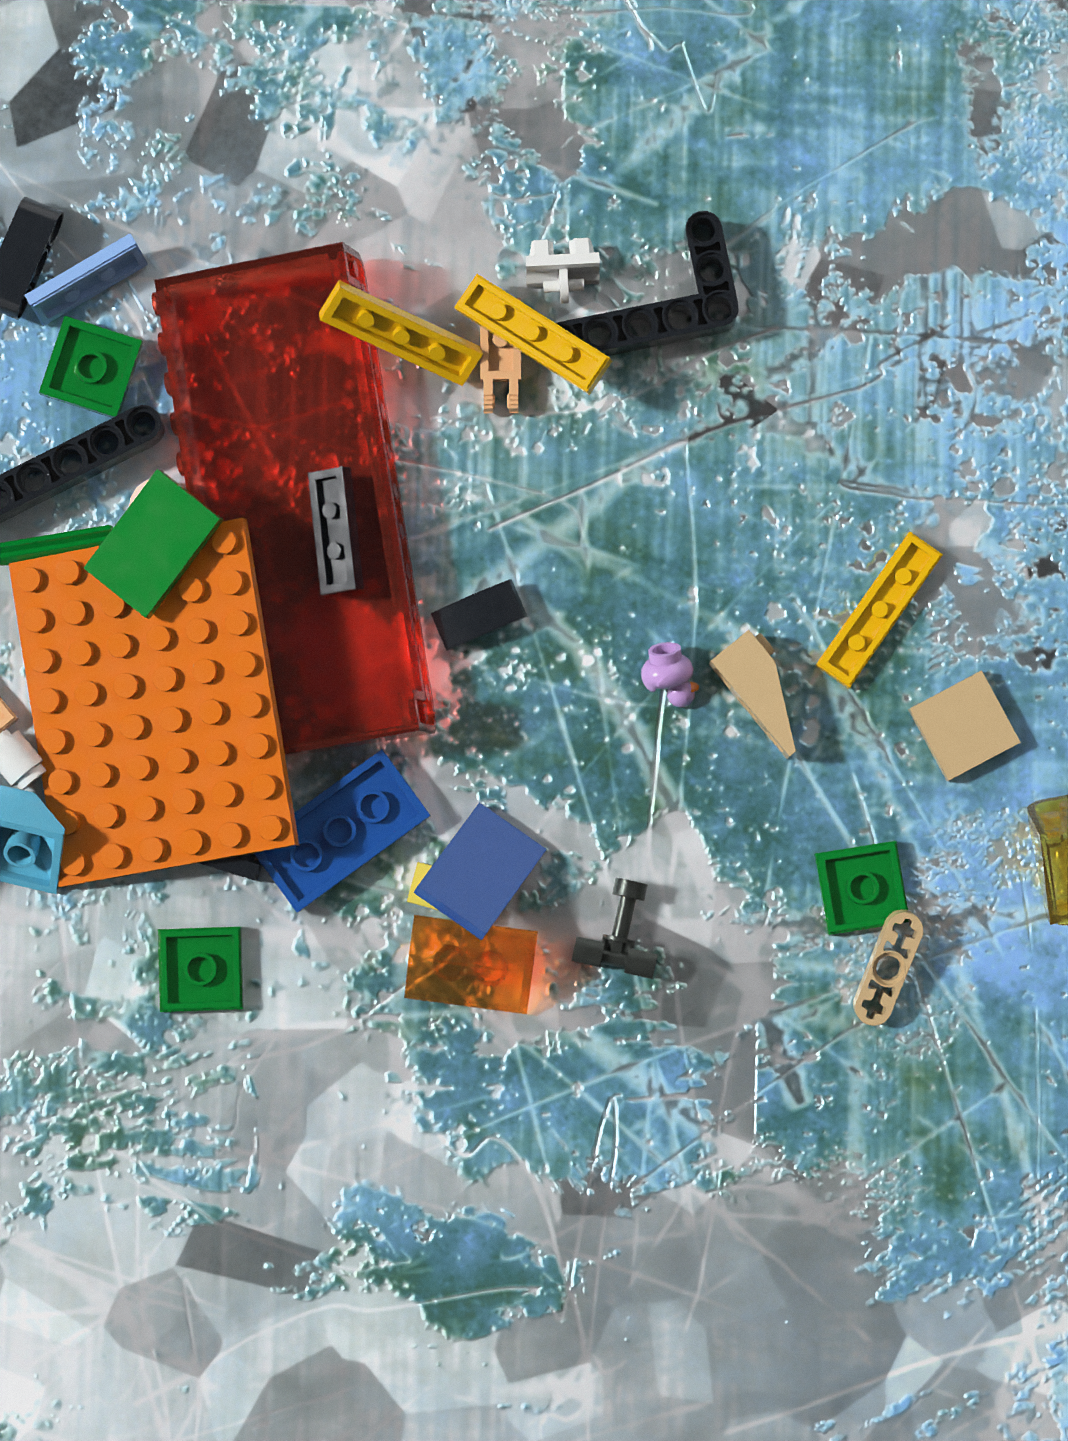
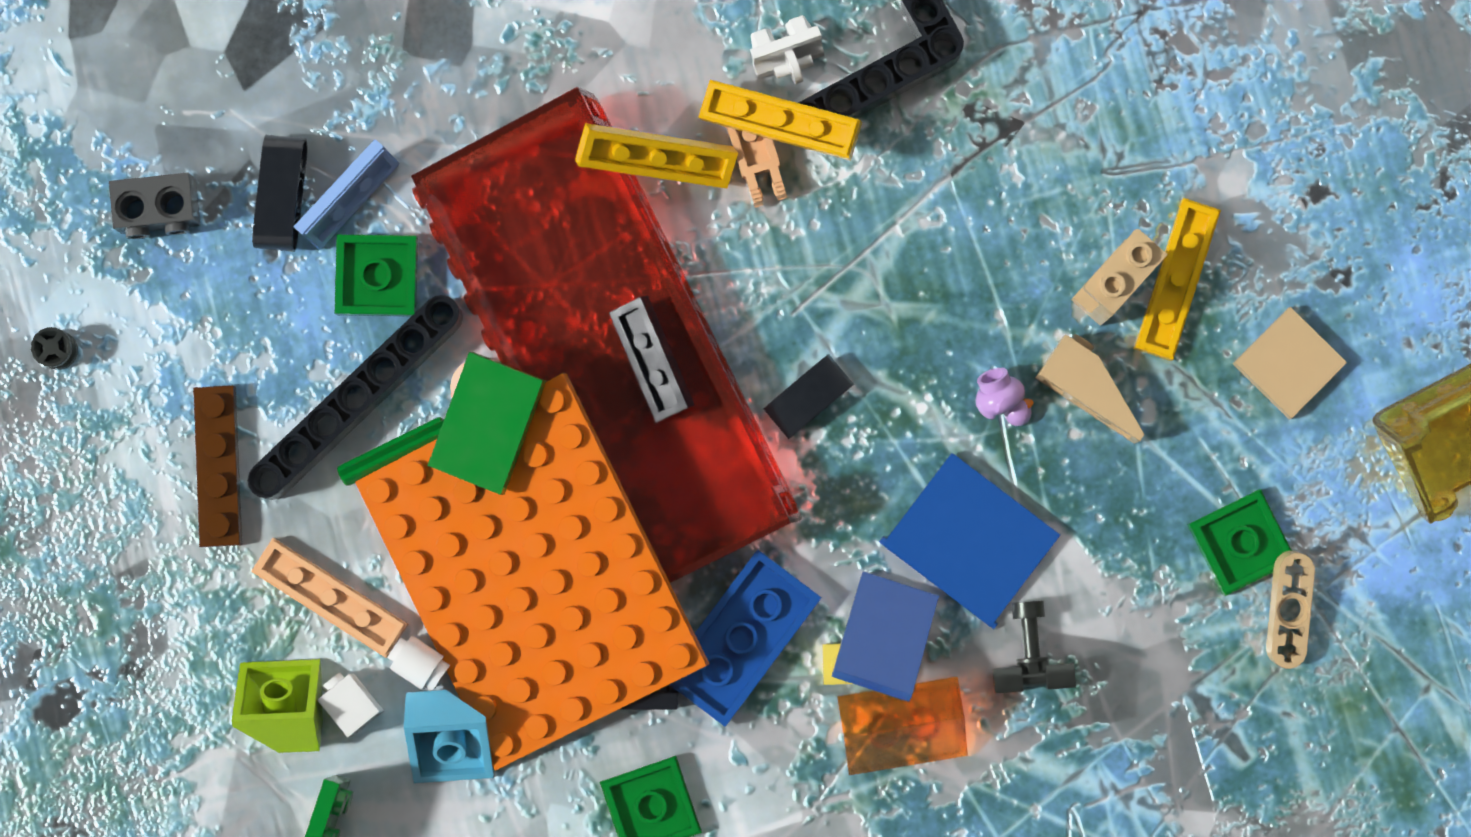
camera: 15 degrees left, 0 degrees up
(595, 804) = (971, 540): none -> blue piece
(818, 588) = (1119, 277): none -> tan panel

